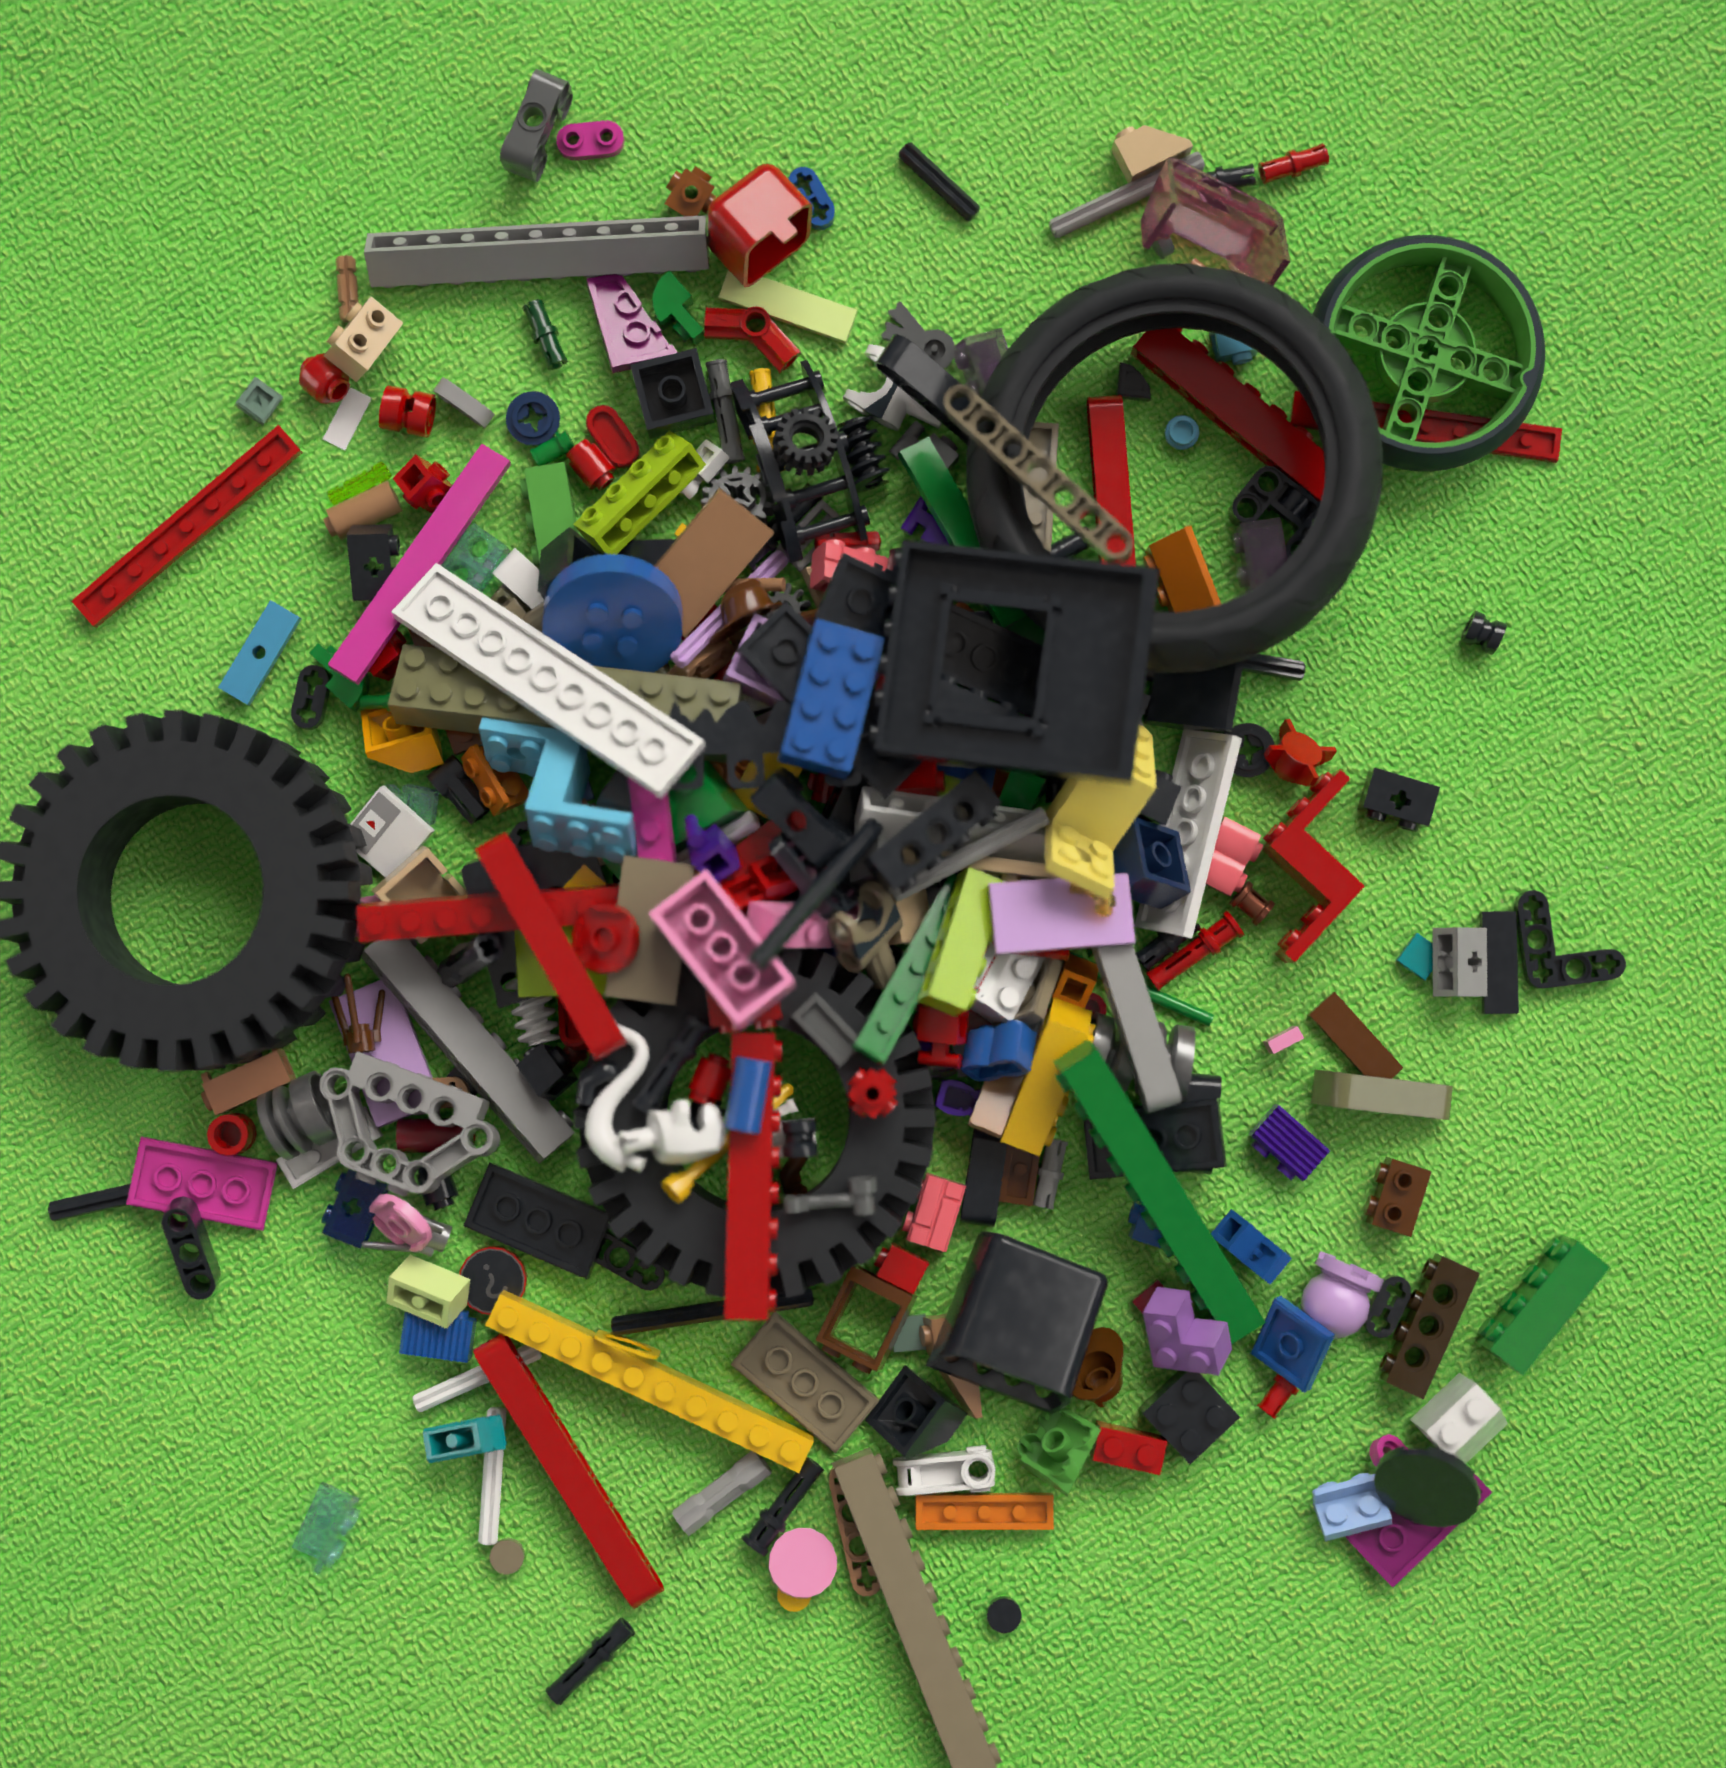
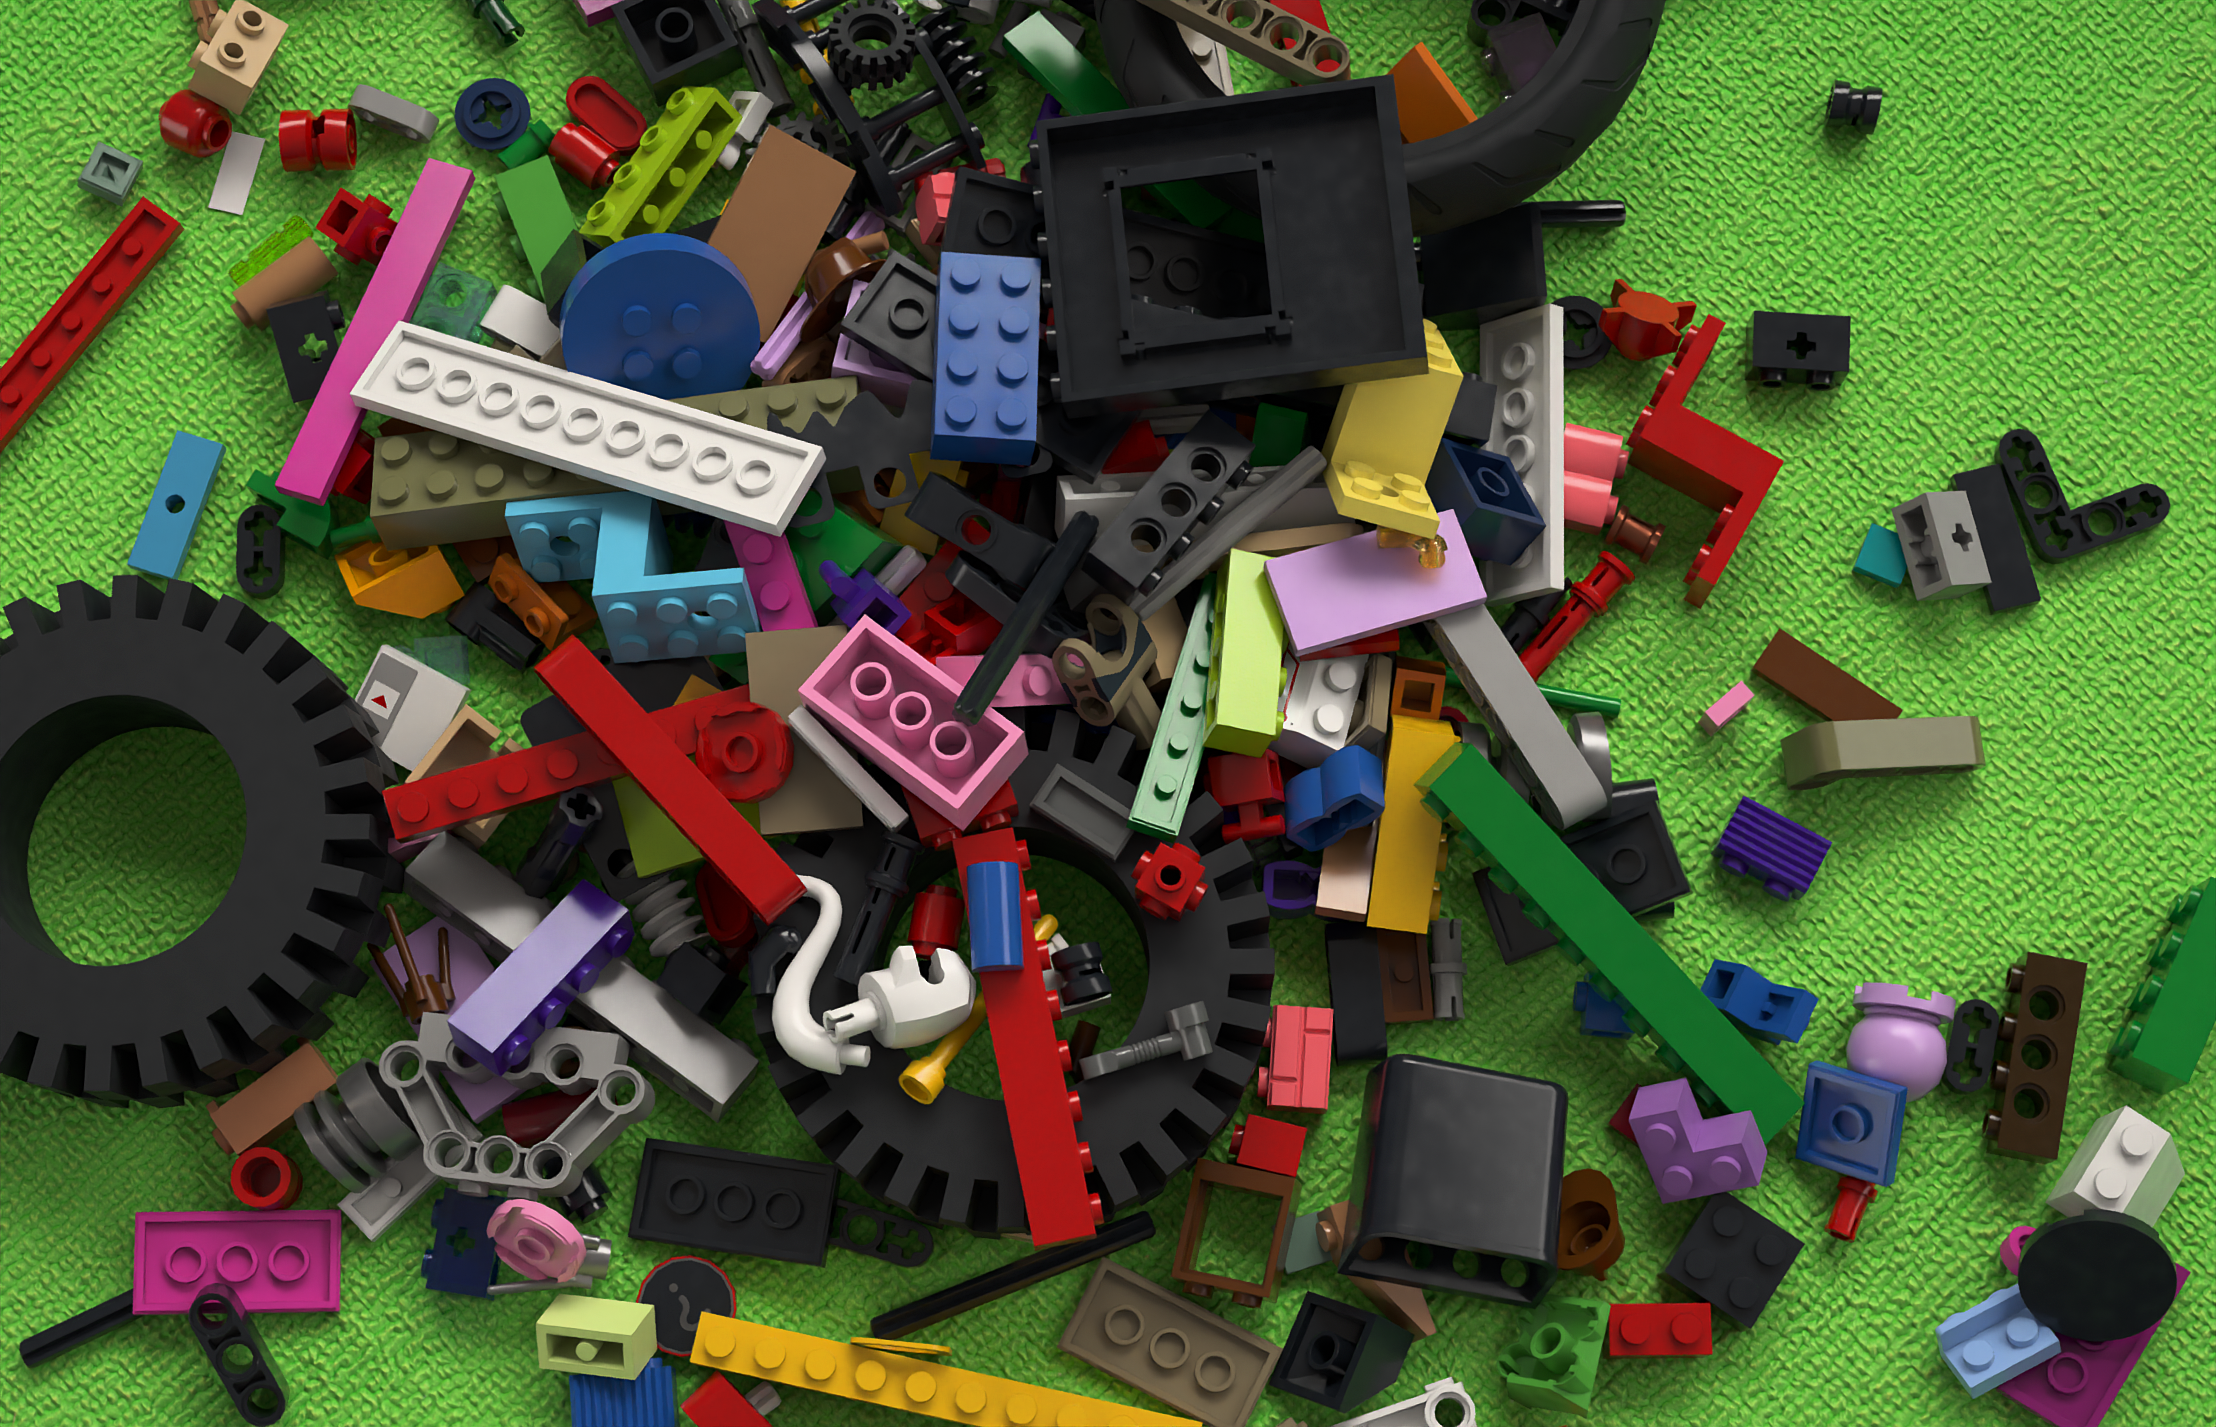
camera: 15 degrees left, 10 degrees down
(440, 1050) = (542, 978): none -> brick
(672, 968) = (847, 769): none -> white tile
(1397, 1196) = (1942, 887): reddish brown brick -> none

